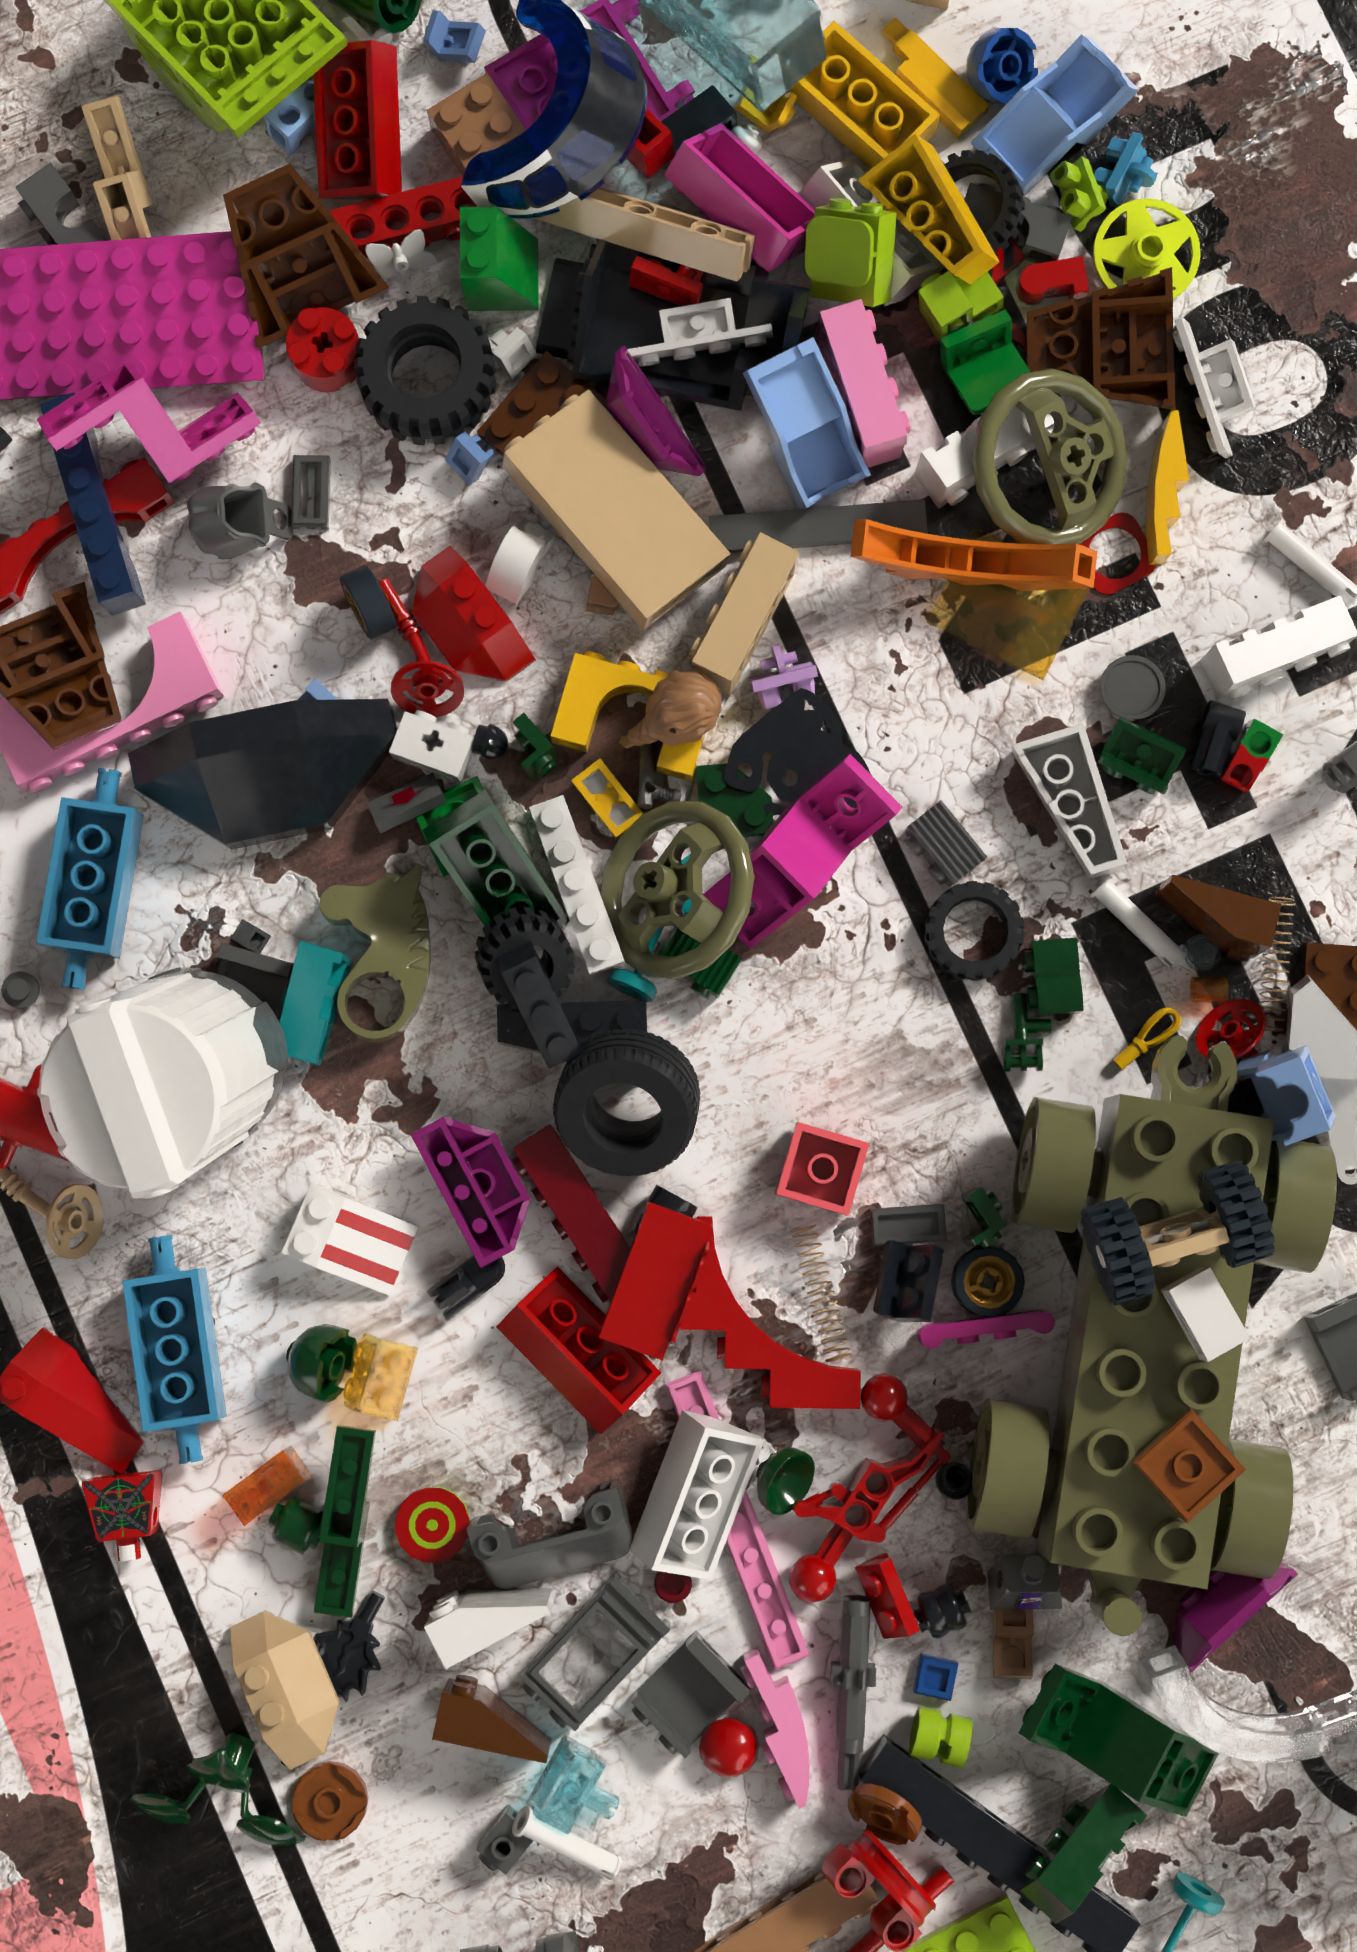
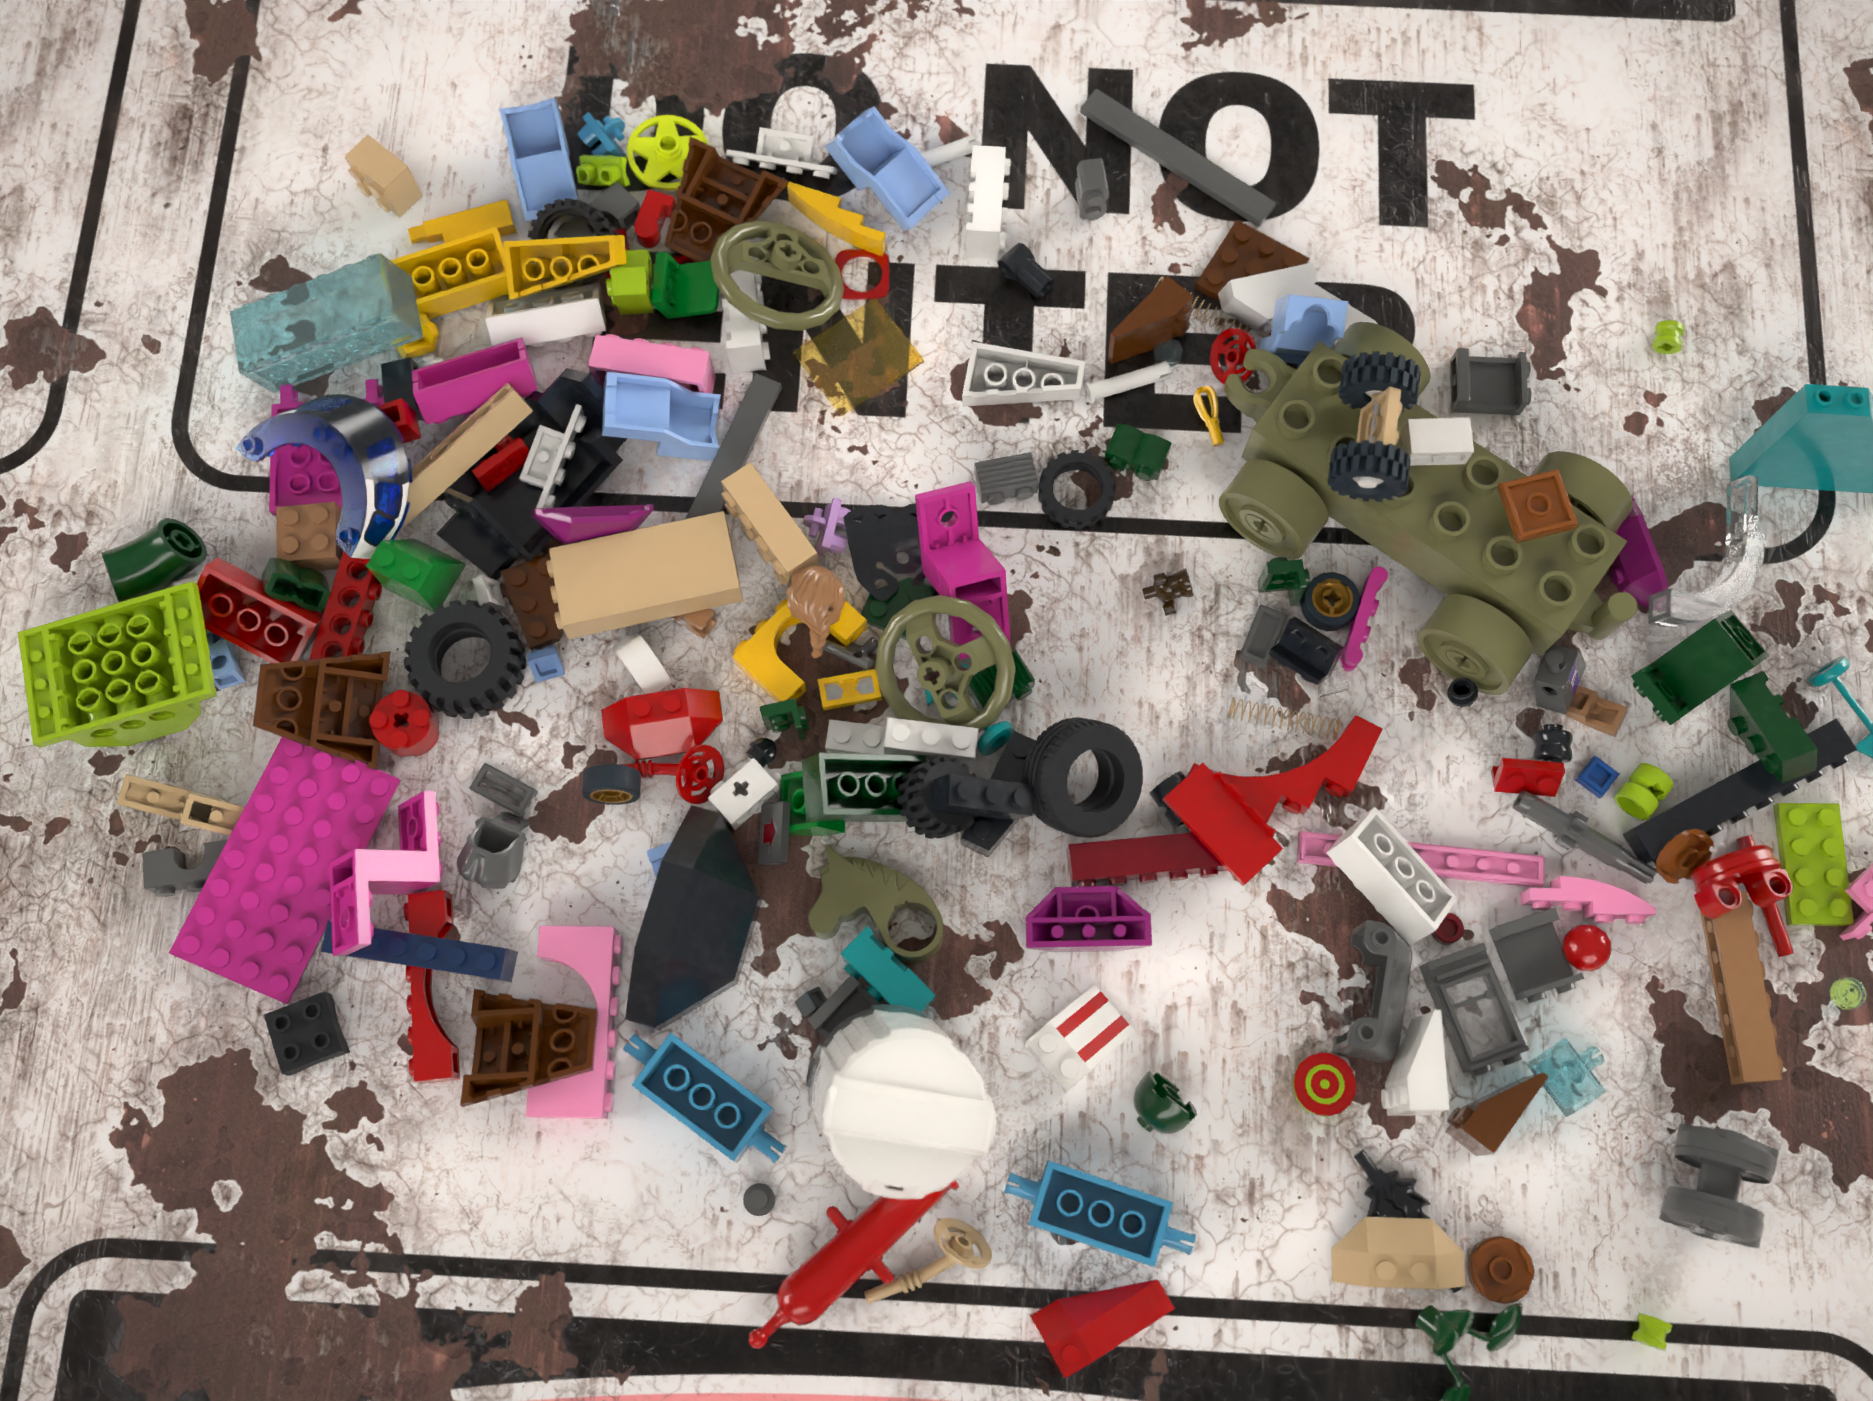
camera: 60 degrees left, 10 degrees down
(124, 1509) = (1204, 1317): torso -> none
(267, 1485) = (1238, 1194): clear orange hinge -> none
(297, 1524) = (1278, 1186): dark green head -> none
(344, 1521) = (1294, 1145): dark green bracket -> none
(379, 1377) = (1194, 1069): clear yellow bracket -> none
(400, 257) = (372, 633): white piece -> none
(412, 145) = (289, 583): none -> dark green brick
(453, 40) = (236, 522): medium blue bracket -> none
(465, 1279) = (1155, 958): black arm -> none
(499, 1846) = (1588, 1146): dark grey brick -> none
(559, 1336) = (1237, 915): red slope -> none
(566, 1844) = (1614, 1096): white pin -> none
(784, 1479) = (1408, 809): dark green piece -> none
(822, 1168) = (1196, 671): coral brick -> none
(851, 252) = (557, 328): lime brick -> none
(884, 1400) = (1487, 822): red piece -> none
(908, 1092) = (1169, 588): none -> dark brown piece
(973, 562) = (817, 363): orange arch -> none
(1001, 64) = (485, 175): blue cylinder -> none
(1021, 1044) = (1173, 497): dark green arm -> none
(1132, 687) = (962, 305): dark grey piece -> none
(1140, 756) = (1012, 322): dark green bracket -> none
(1209, 989) = (1196, 359): clear orange hinge -> none
(1250, 755) = (1050, 253): leg -> none
(1257, 512) = (889, 165): none -> light blue piece

